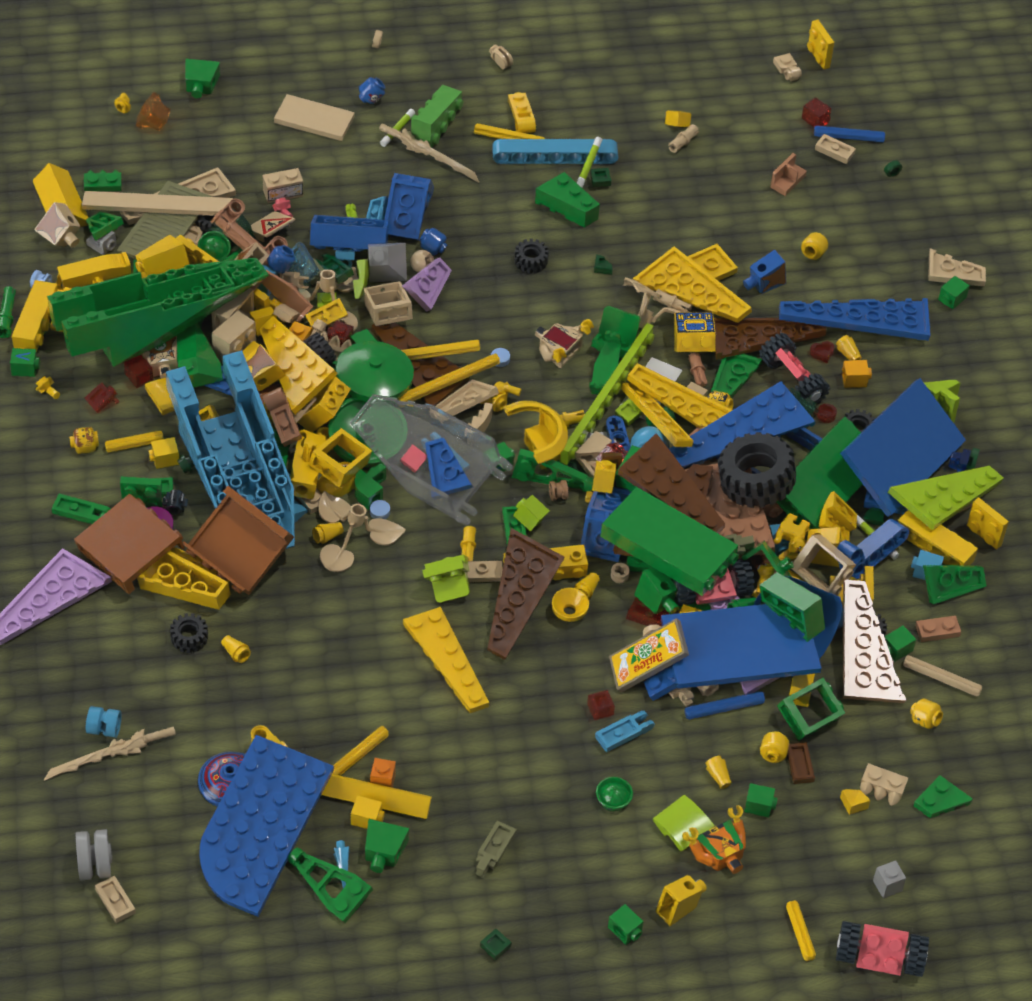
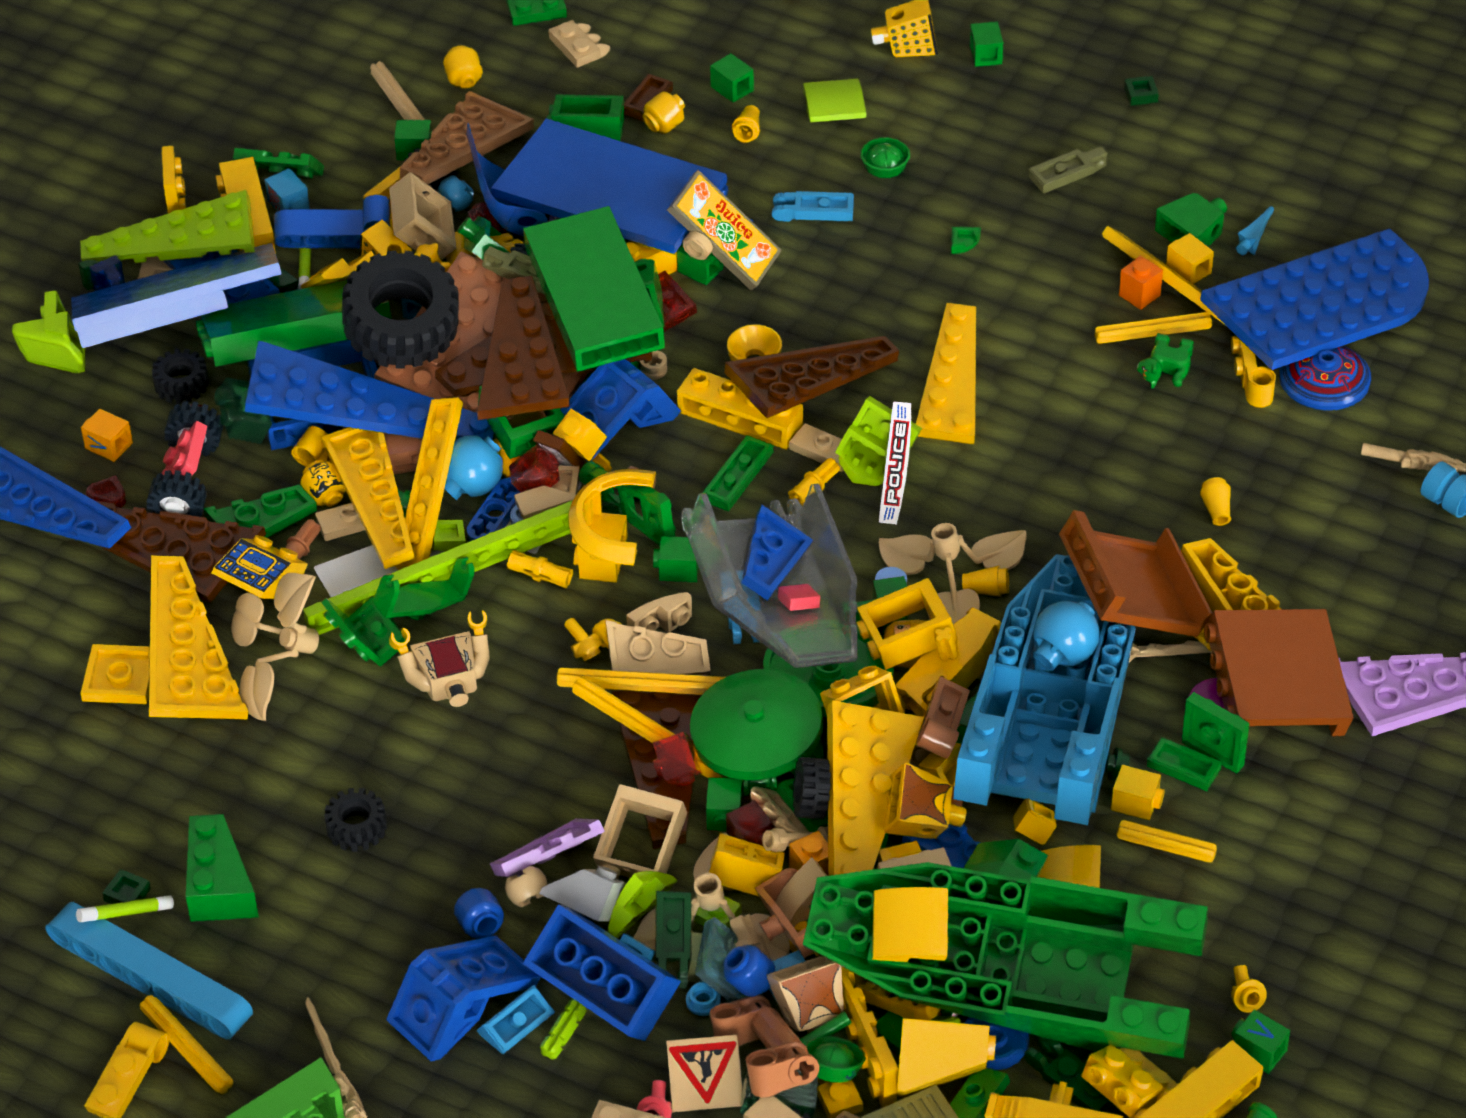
camera: 140 degrees left, 5 degrees down
(78, 509) = (1311, 775): green plate -> none
(84, 440) = (1242, 871): yellow head -> none
(175, 502) = (1169, 712): black gear -> none
(185, 623) = (1262, 560): black tyre -> none
(206, 272) = (910, 924): none -> yellow slope
(247, 476) = (1065, 634): none -> dark azure brick
(328, 730) = (1168, 360): none -> green animal
(347, 900) = (1285, 194): green plate -> none
(400, 337) = (676, 760): none -> clear red brick
(425, 559) = (896, 463): none -> sticker
(504, 356) = (542, 701): light blue tile -> none
(518, 761) = (964, 239): none -> green tile
(530, 512) = (704, 464): lime brick -> none
(588, 584) = (712, 361): yellow cone -> none
(600, 705) = (818, 239): clear red slope -> none
(602, 265) = (266, 761): dark green tile -> none
(672, 301) = (232, 649): tan pin -> none
(721, 845) = (815, 58): torso -> none
(767, 273) = (68, 606): blue torso -> none
(795, 603) = (515, 163): green wedge -> none
(848, 348) = (76, 470): yellow cone -> none
(854, 800) = (627, 37): yellow slope -> none
(938, 628) = (347, 142): nougat plate -> none

